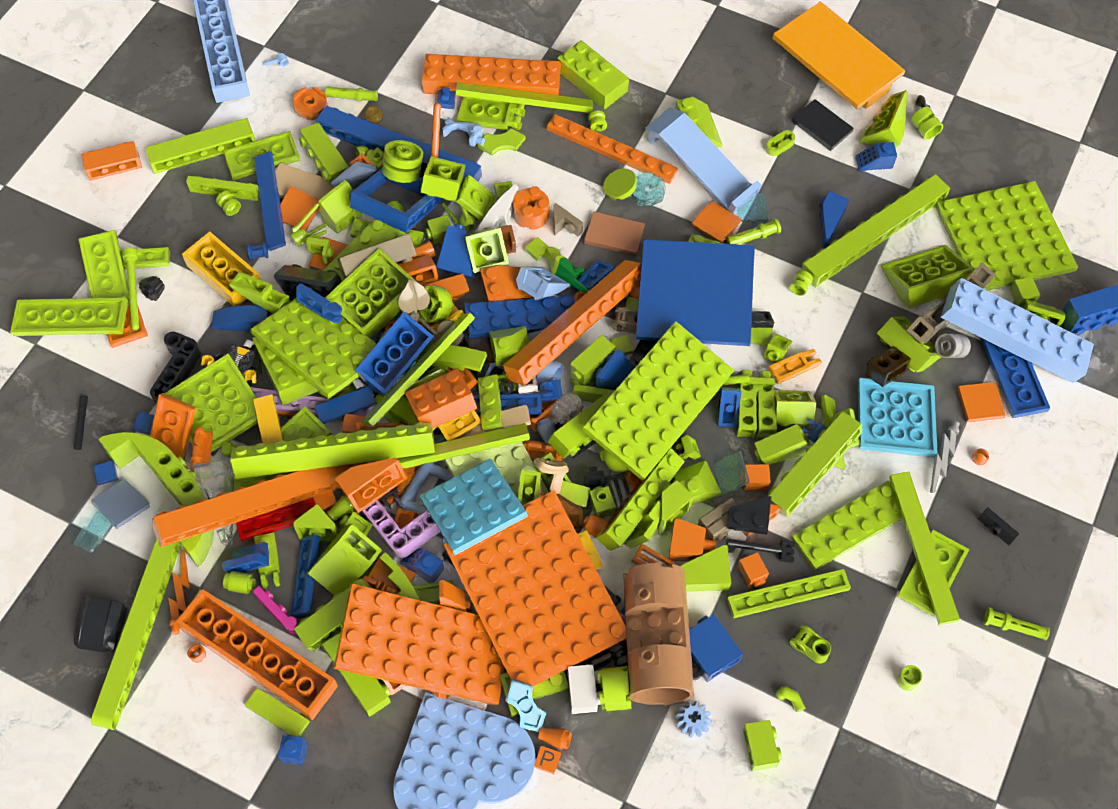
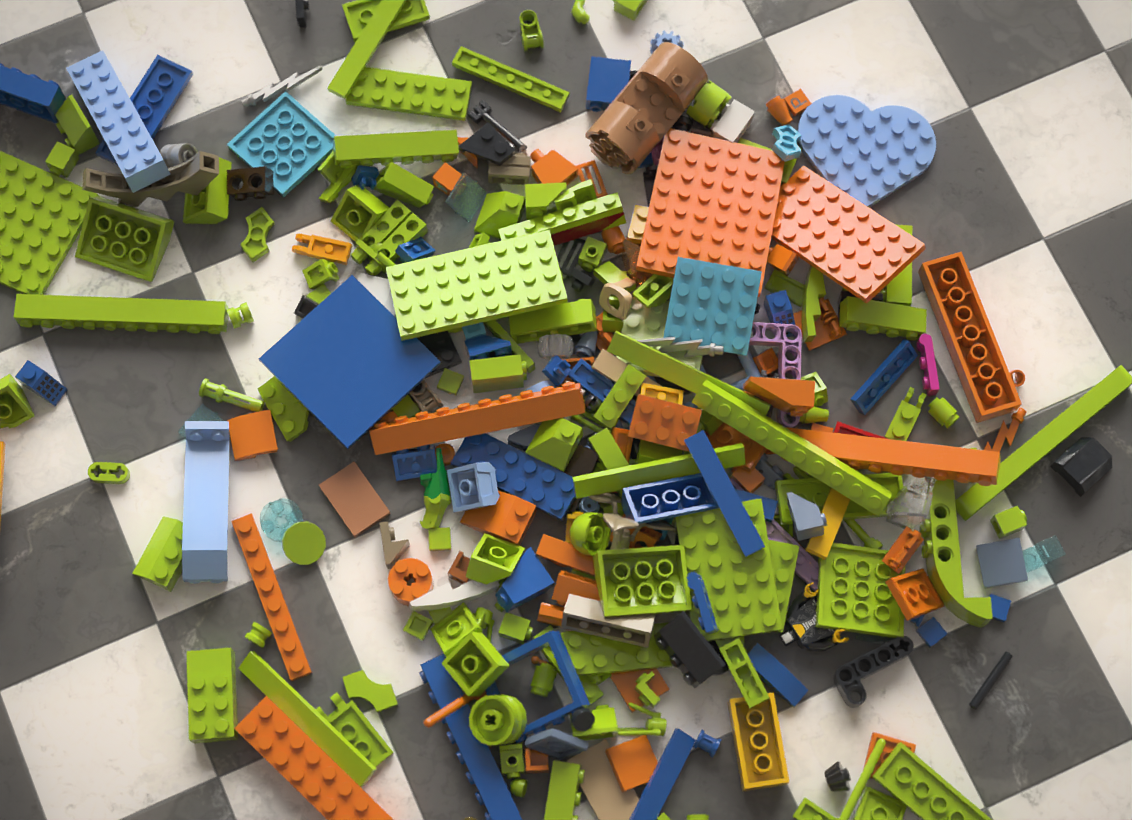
camera: 140 degrees left, 10 degrees up
(133, 536) = (1009, 522): none -> lime brick
(248, 558) = (923, 424): blue panel -> none
(277, 713) = (983, 285): lime tile -> none
(288, 410) = (805, 517): none -> slope
(292, 750) = (987, 244): blue brick -> none
(317, 523) = (847, 404): lime slope -> none
(344, 560) = (842, 359): lime slope -> none
(345, 189) = (583, 719): none -> black tile
(357, 375) = (724, 493): none -> blue tile
(446, 98) = (381, 791): blue tile -> none
(447, 475) = (692, 346): none -> light grey piece
(474, 130) = (387, 723): light blue animal -> none
(709, 571) = (559, 136): lime slope -> none
(753, 570) = (521, 114): orange brick -> none
(822, 124) = (48, 461): black tile -> none
(830, 215) = (145, 358): blue slope -> none
(852, 350) = (255, 242): none -> lime tile
(980, 456) = (257, 65): orange hinge -> none
(981, 402) = (202, 104): orange tile -> none

